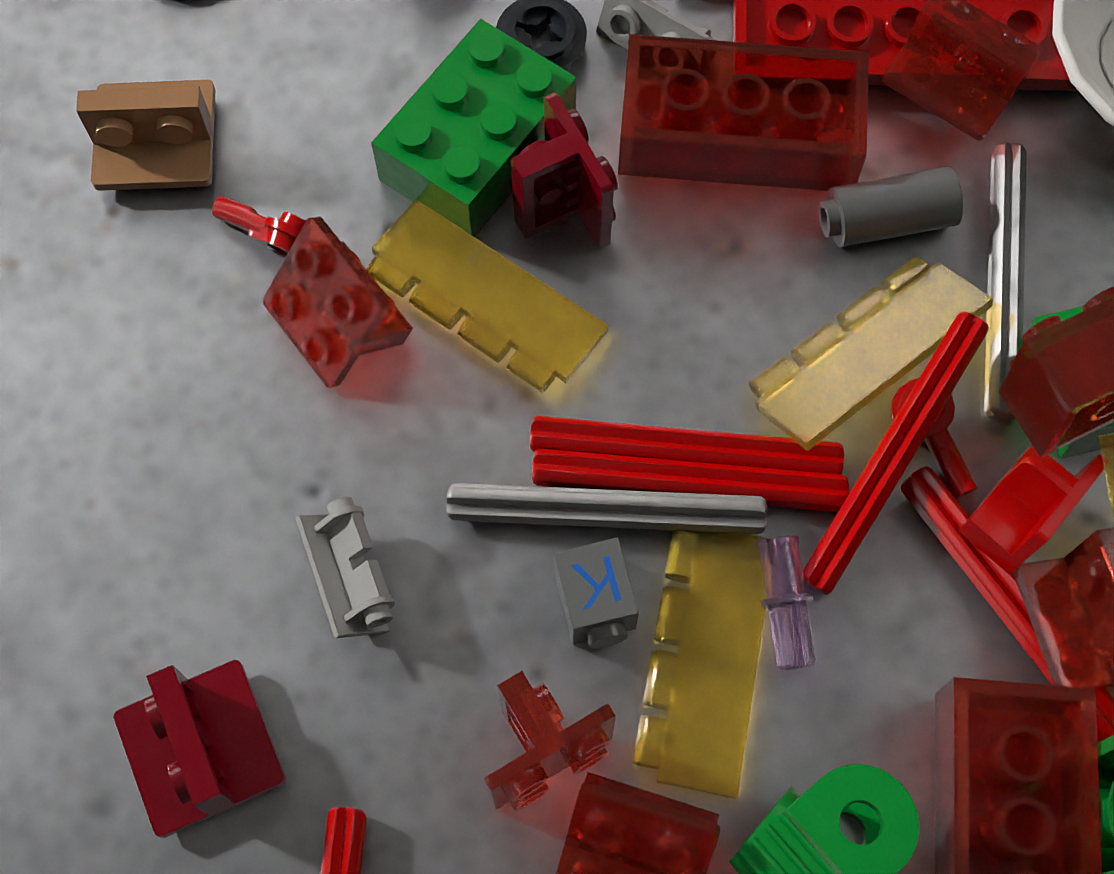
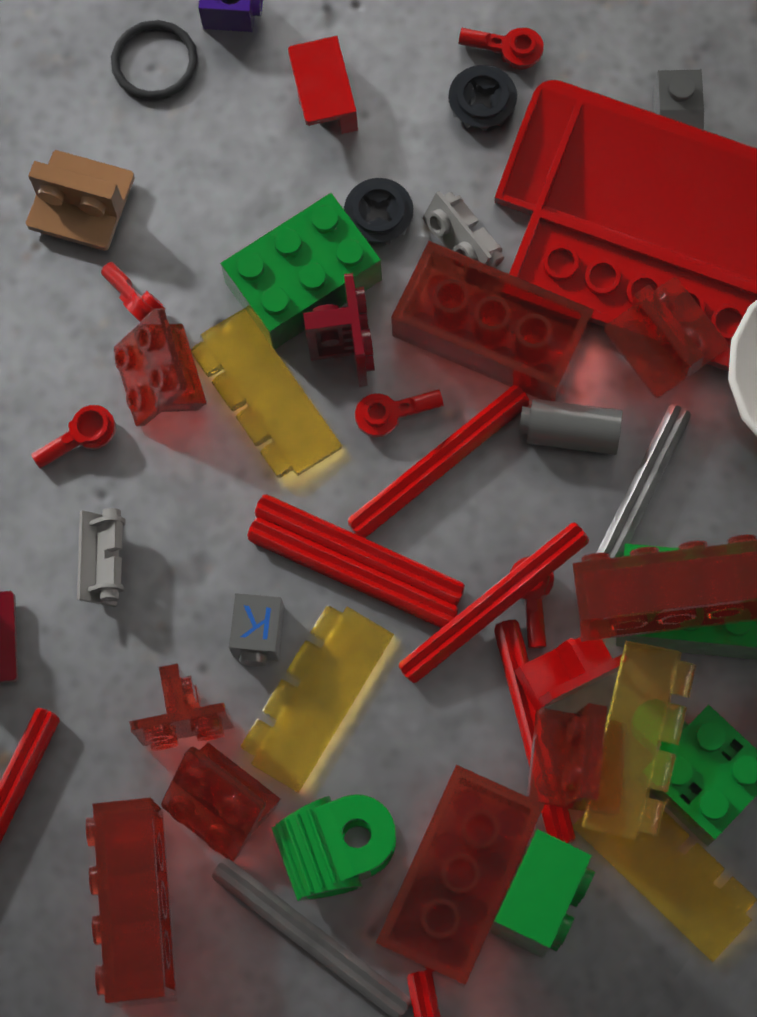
camera: 25 degrees right, 5 degrees up
(267, 409) = (90, 428): none -> red plate
(607, 508) = (288, 574): flat silver axle -> none
(643, 272) = (380, 415): none -> red plate
(739, 307) = (438, 462): none -> red axle
(787, 602) = (381, 677): clear purple axle -> none
(880, 346) = (521, 525): clear yellow windscreen -> none

